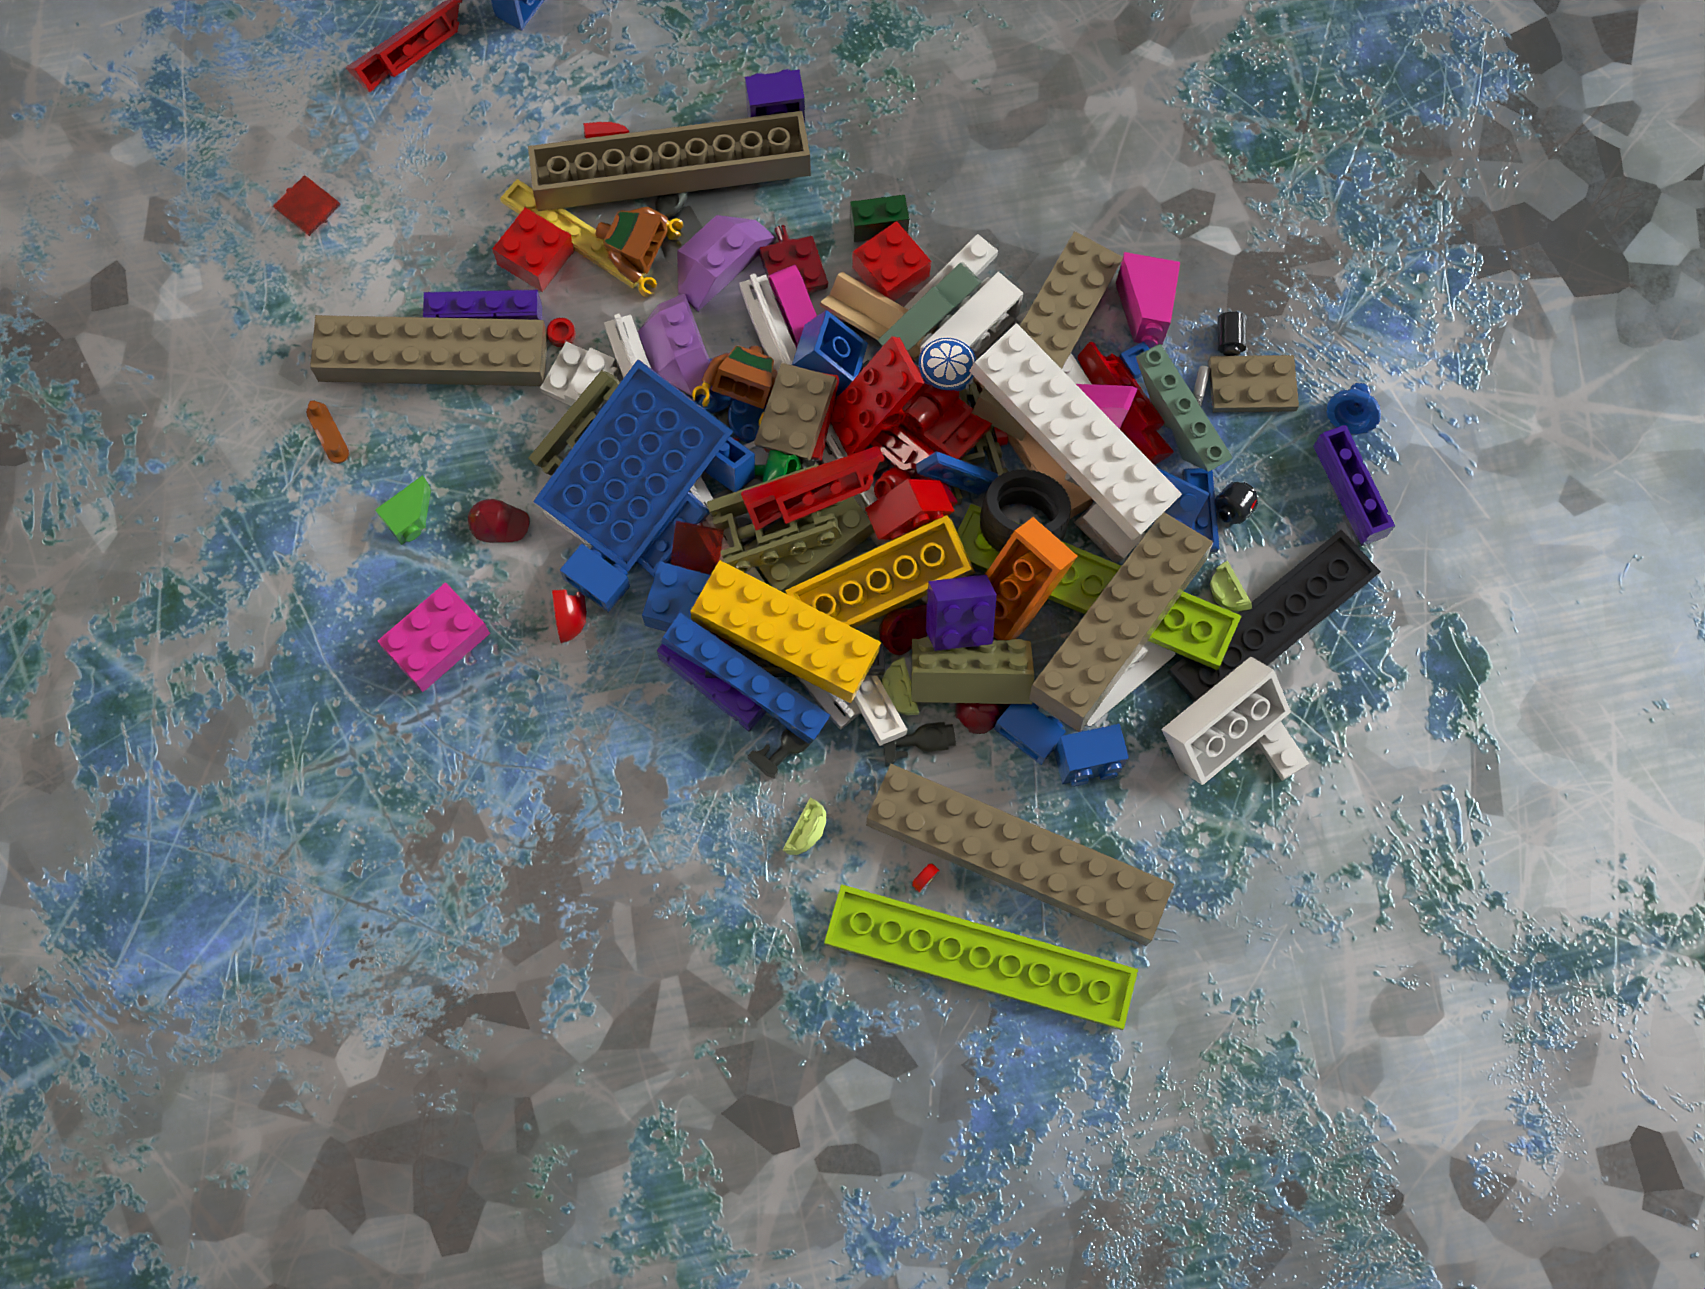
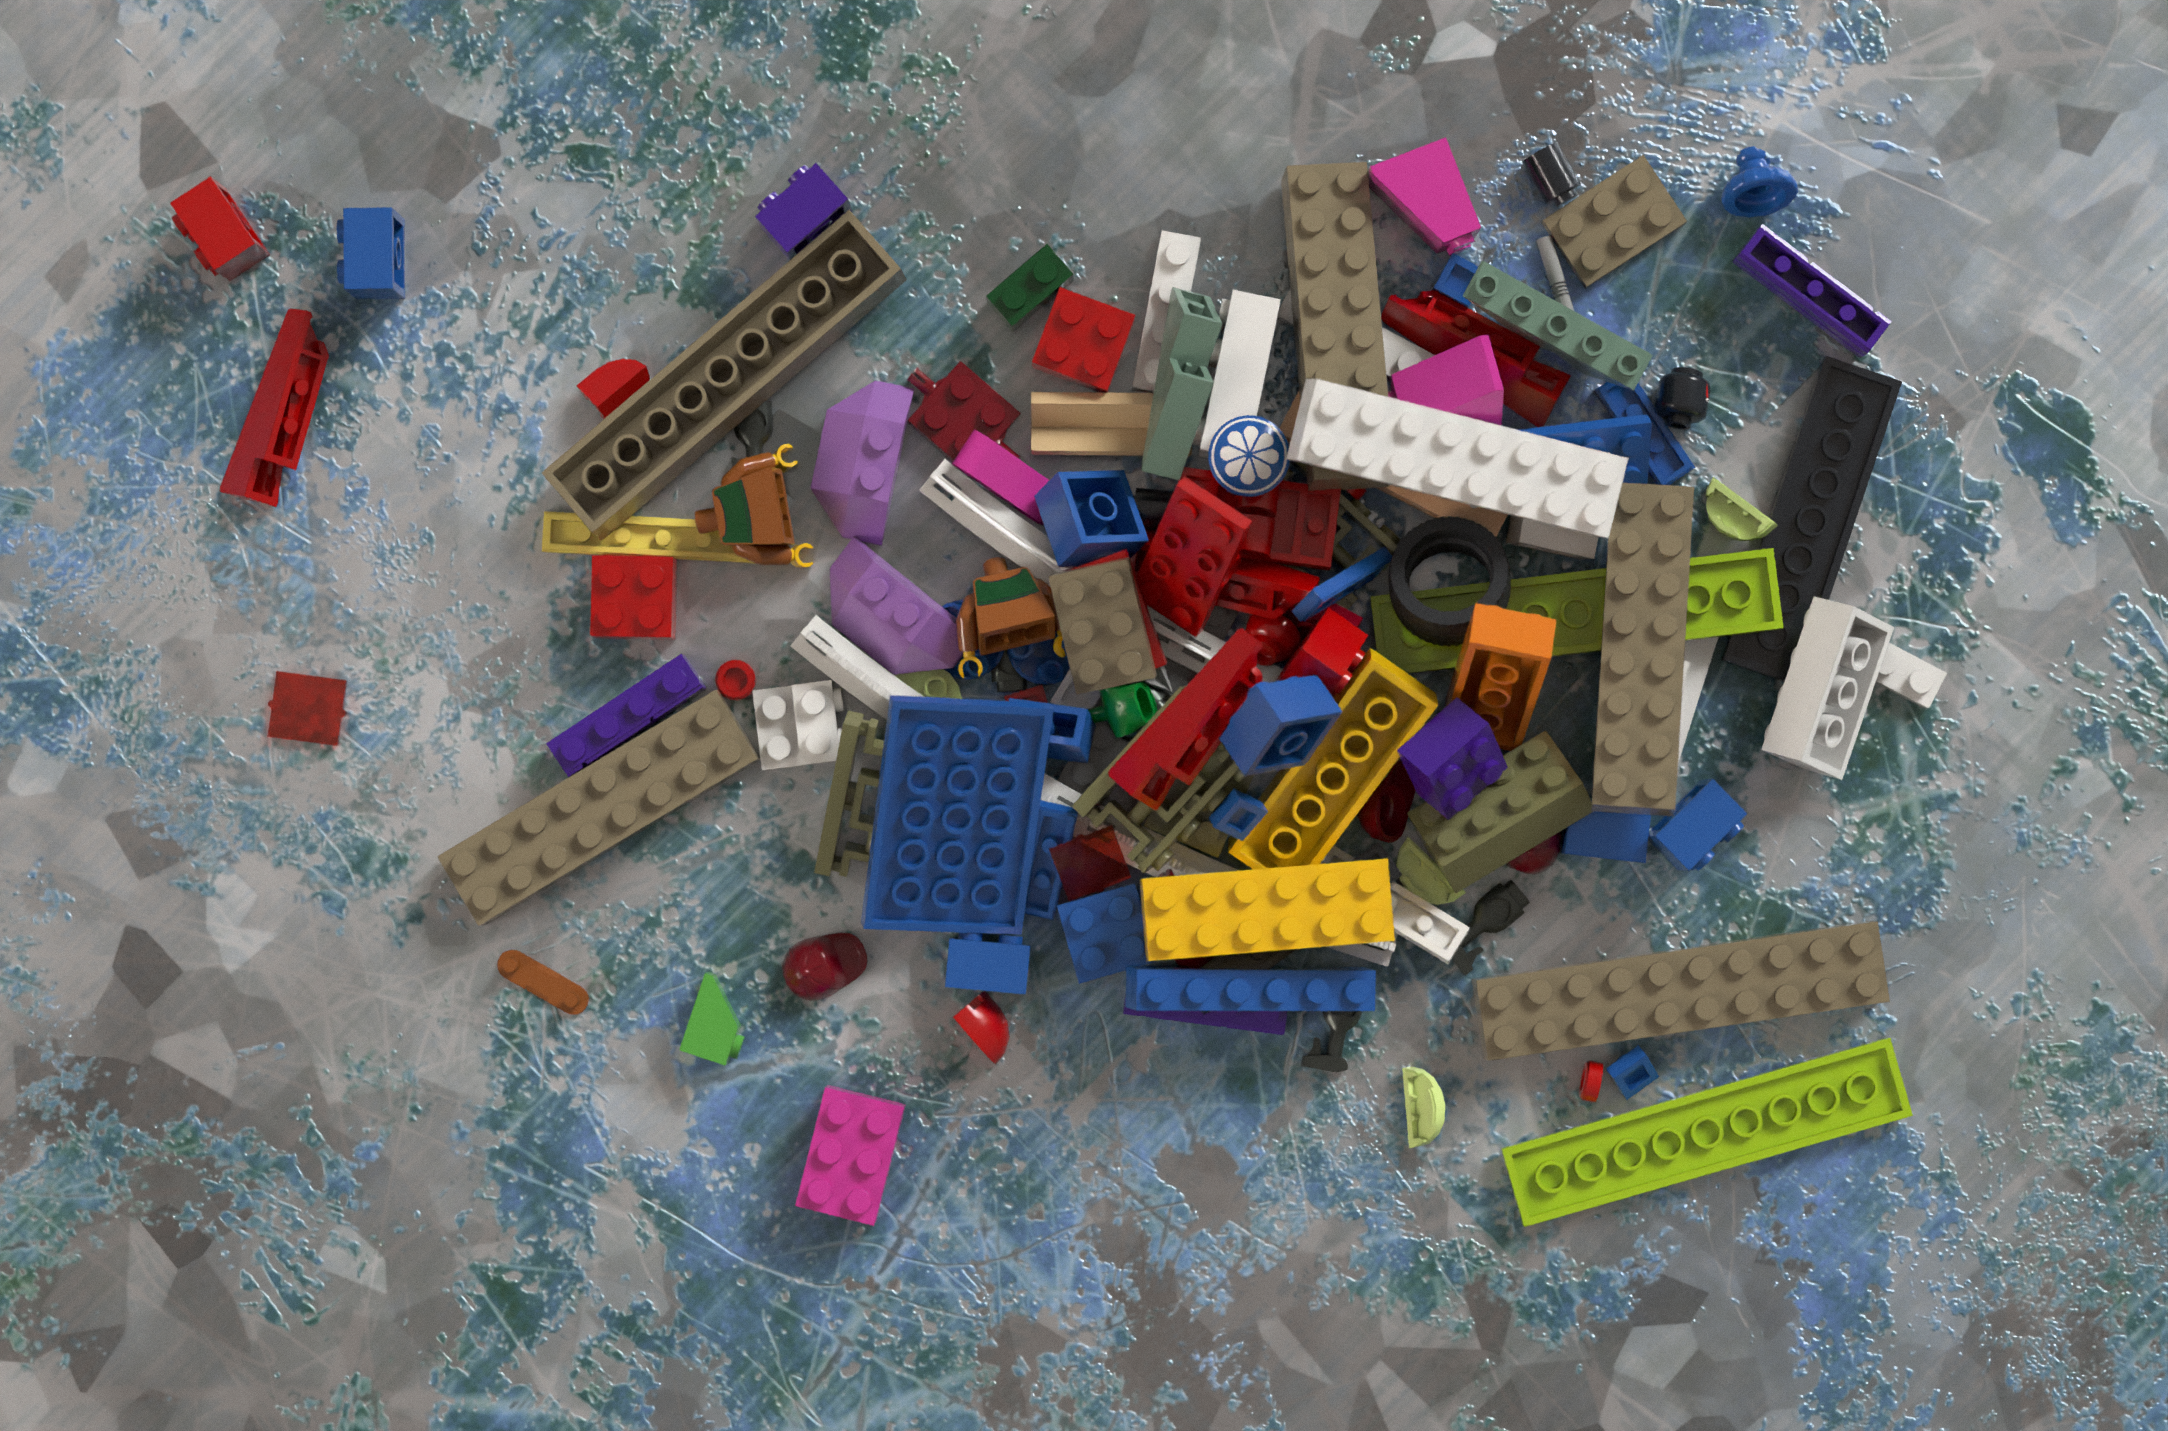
camera: 30 degrees left, 15 degrees up
(805, 566) = (1238, 814): none -> blue plate
(864, 515) = (1280, 724): none -> blue brick
(955, 888) = (1632, 1072): none -> blue plate

